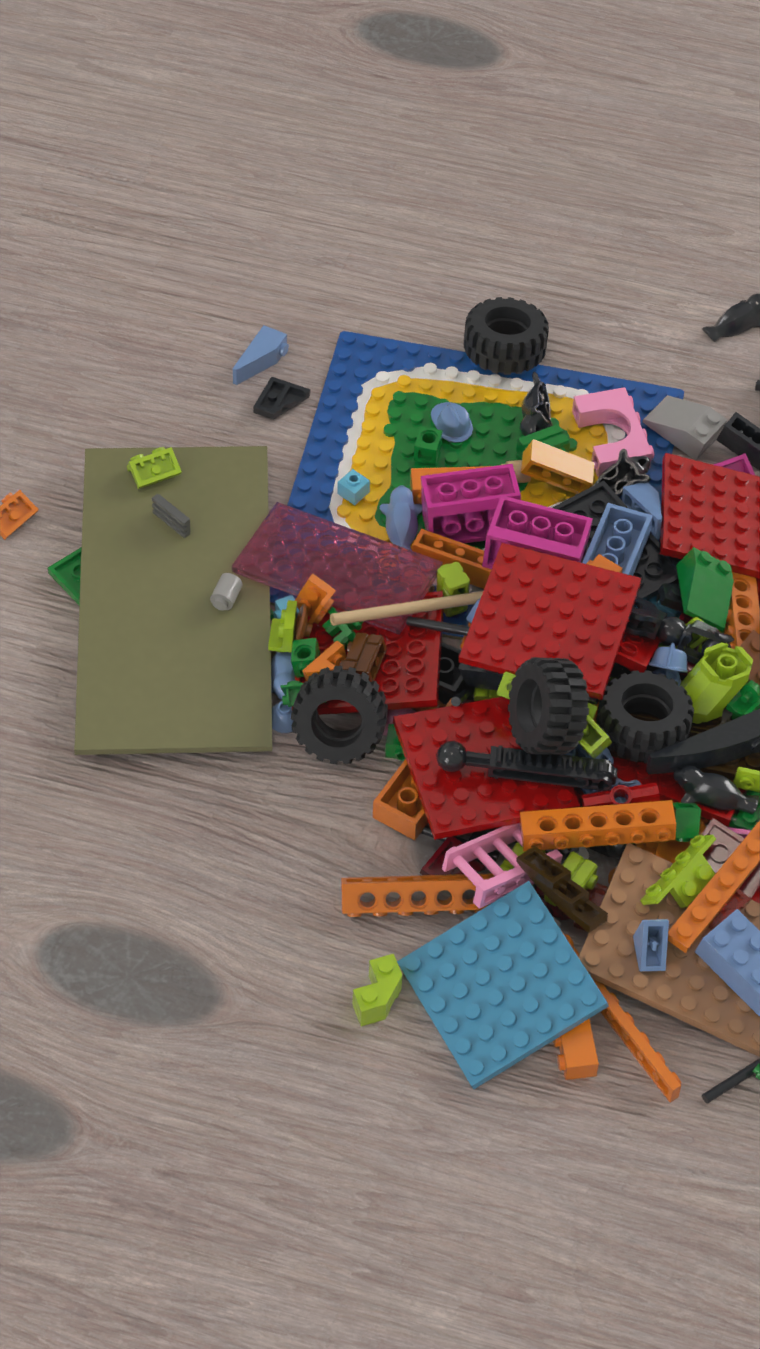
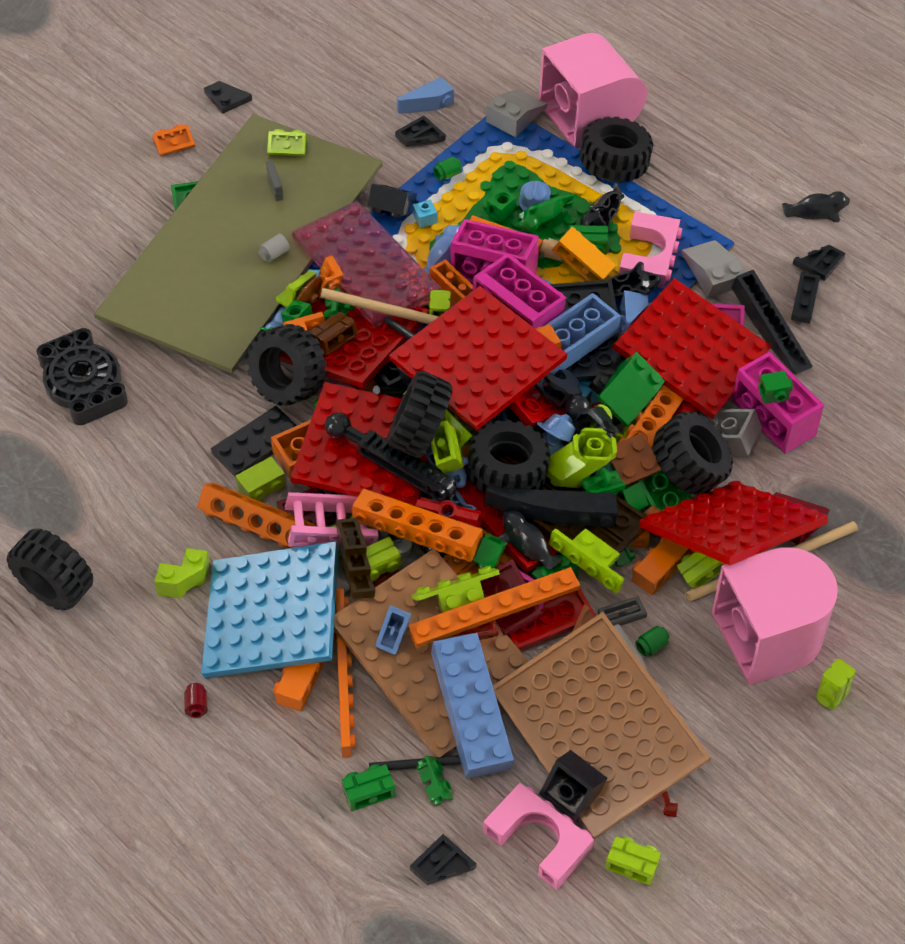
camera: 30 degrees right, 0 degrees up
(31, 439) = (226, 96): none -> black wing
(113, 846) = (77, 356): none -> black piece
(249, 1050) = (50, 569): none -> black tyre
(308, 486) = (390, 199): none -> black slope
(342, 427) = (447, 168): none -> green brick
(345, 815) = (252, 442): none -> black plate
(367, 335) = (513, 111): none -> light grey slope
(386, 852) = (261, 479): none -> lime brick
(436, 278) = (587, 82): none -> bright pink brick
(476, 437) = (542, 213): none -> green animal
(487, 1116) = (195, 700): none -> dark red brick
(722, 1118) = (368, 787): none -> green brick

